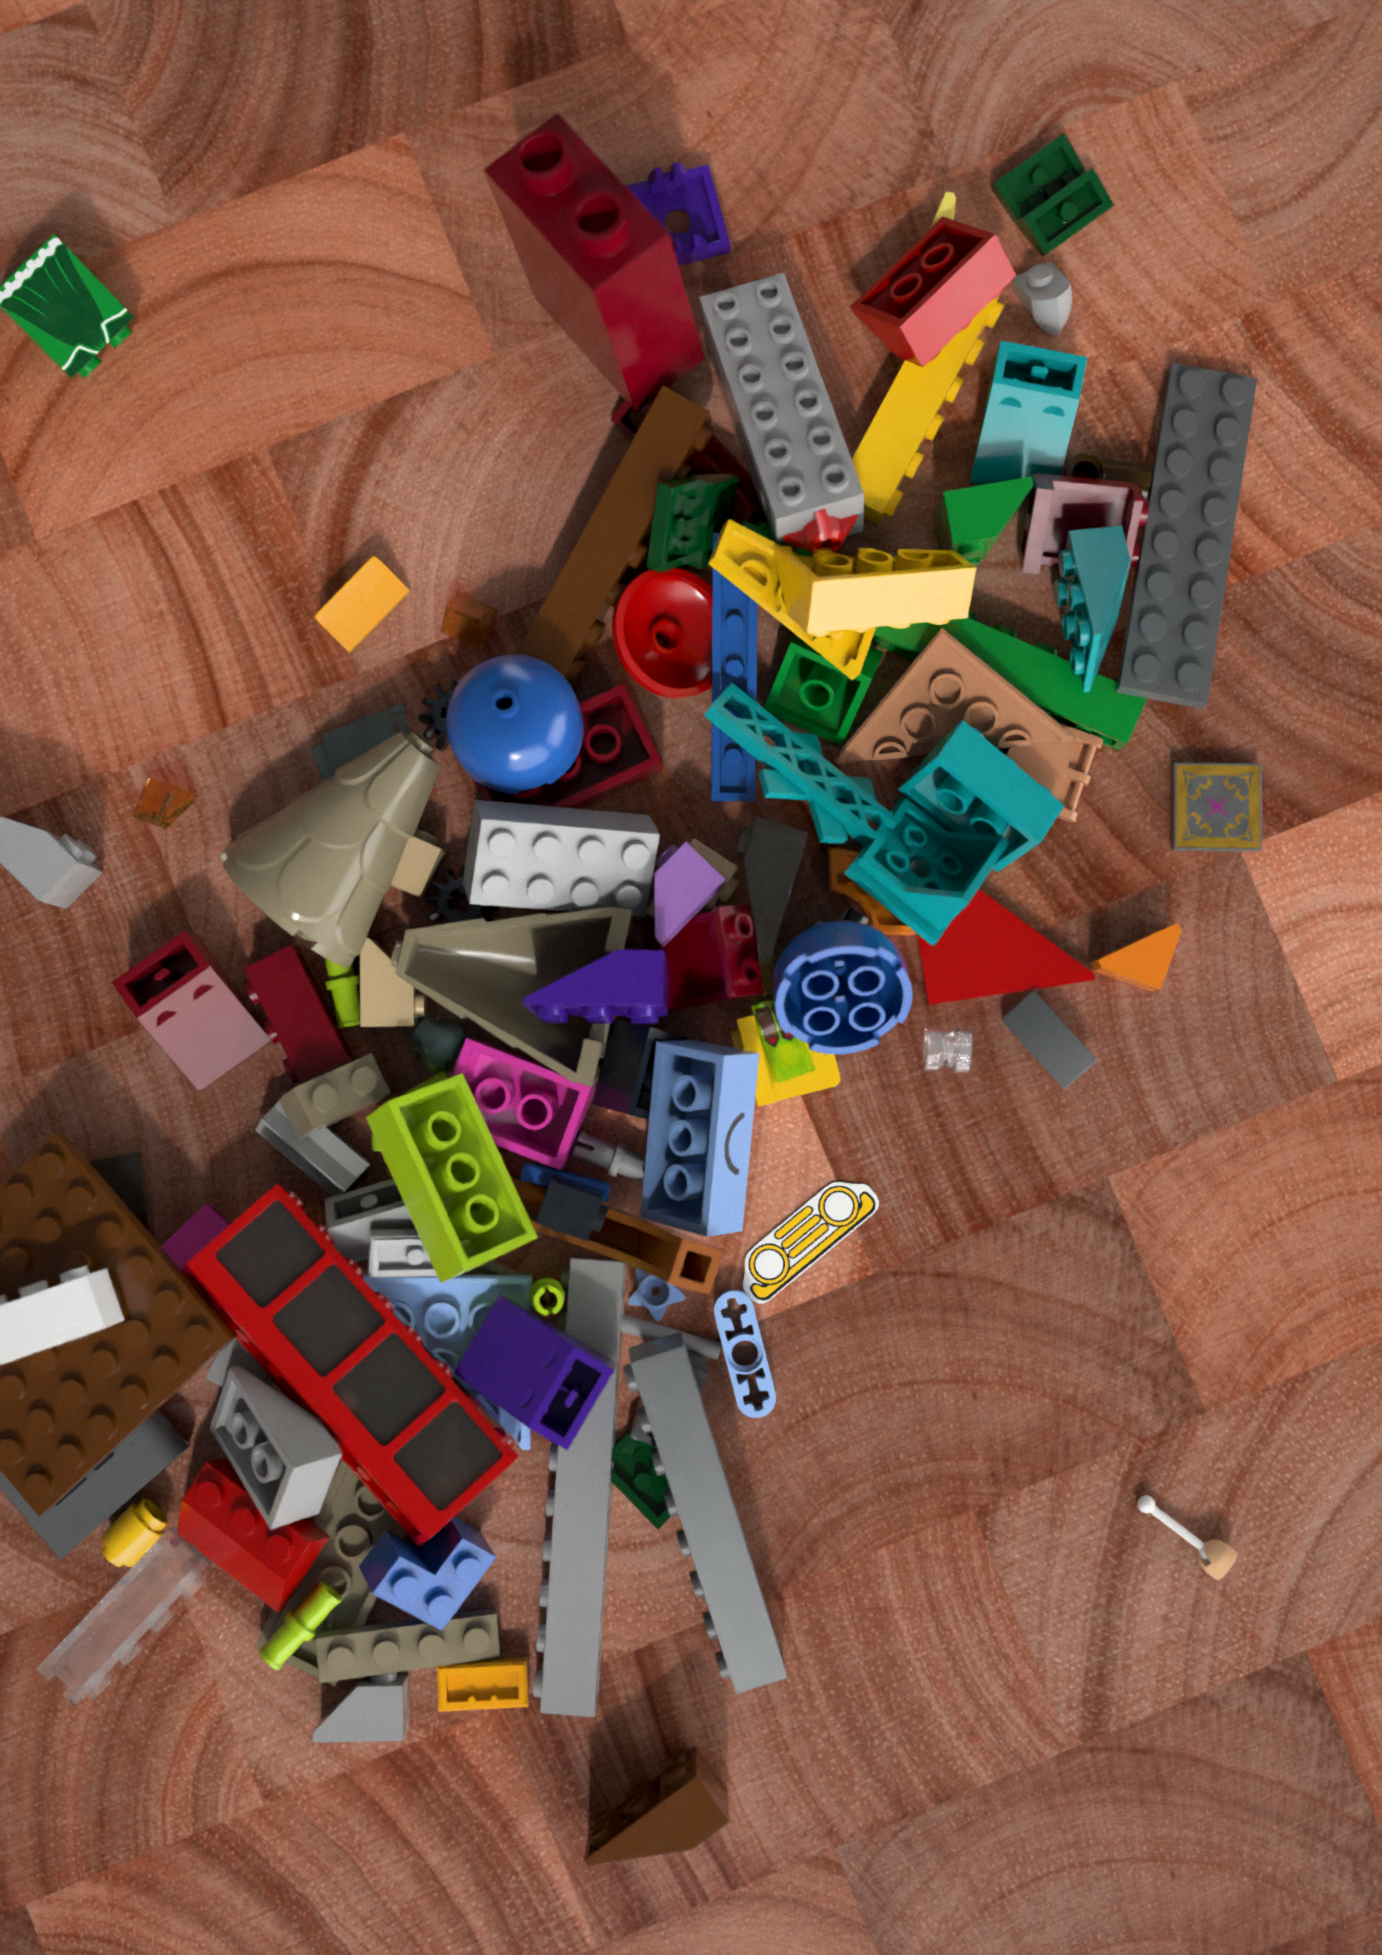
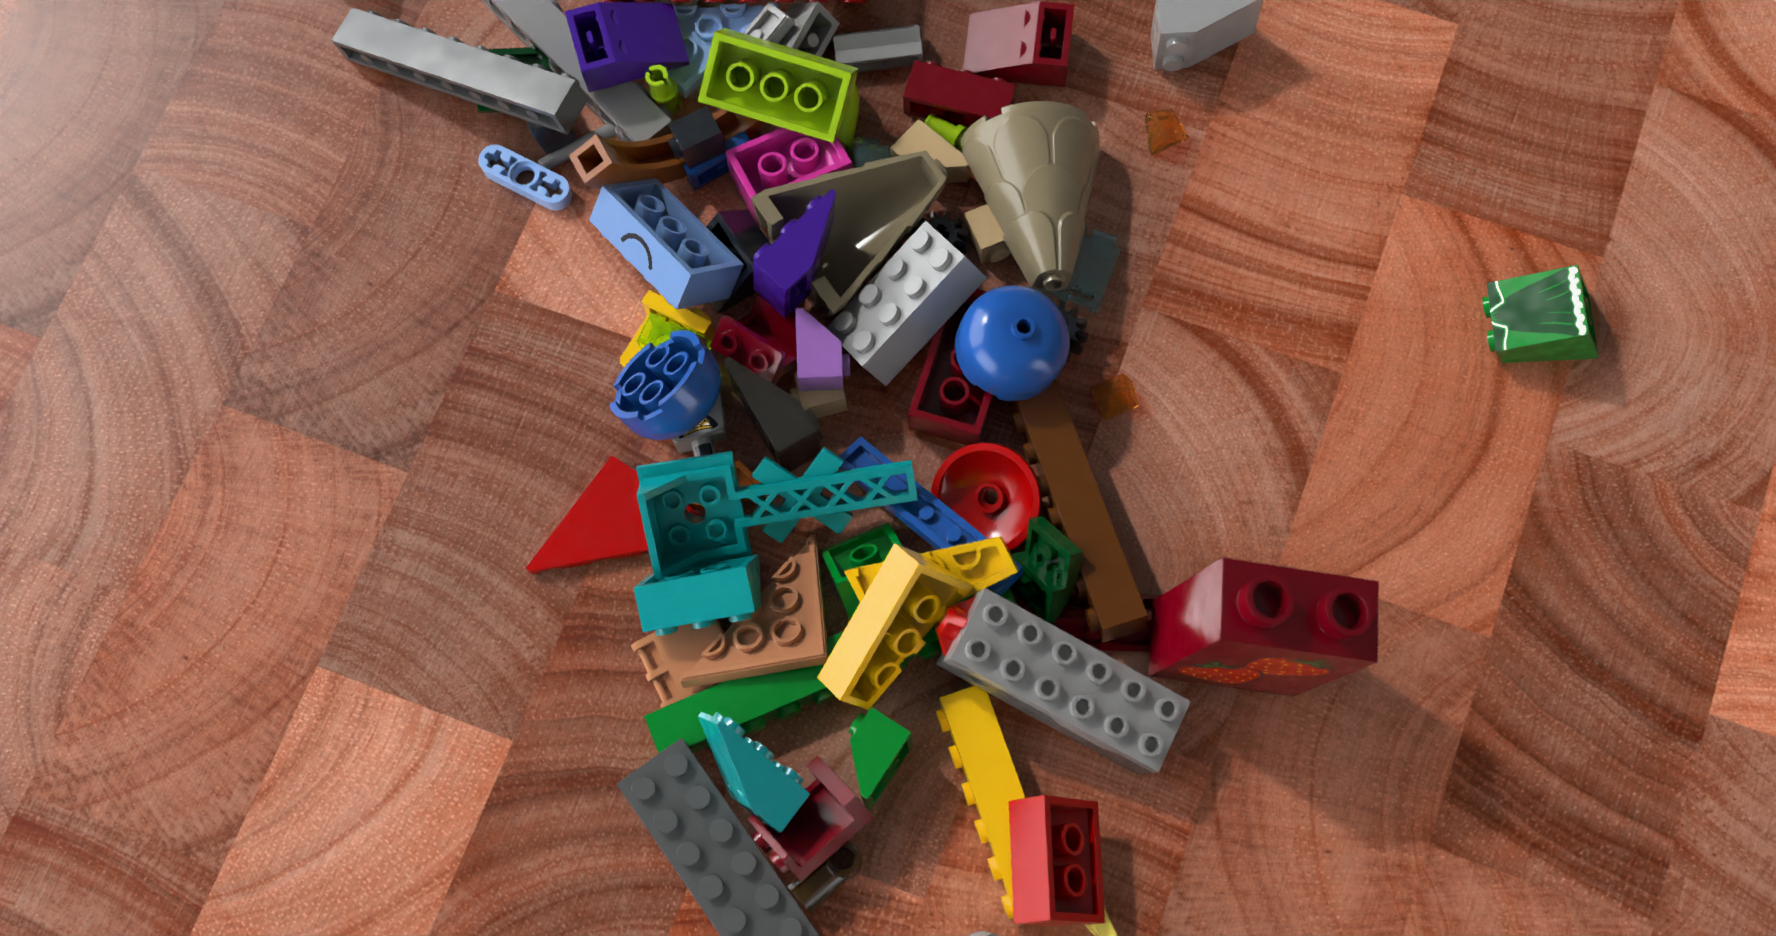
camera: 140 degrees right, 15 degrees down
(334, 1096) = (890, 71): dark tan brick -> none
(361, 604) = (1183, 341): light orange slope -> none
(610, 1156) = (705, 199): light grey pin -> none
(696, 196) = (1294, 753): dark purple piece -> none
(806, 1238) = (553, 270): sticker -> none
(947, 1049) = (572, 442): clear wheel -> none
(1027, 413) = (916, 857): teal slope -> none
(1049, 1040) = (518, 503): dark grey slope -> none
(1142, 961) = (509, 604): orange slope -> none
(1213, 1555) = (143, 330): hinge -> none
(1216, 807) = (552, 747): tile -> none

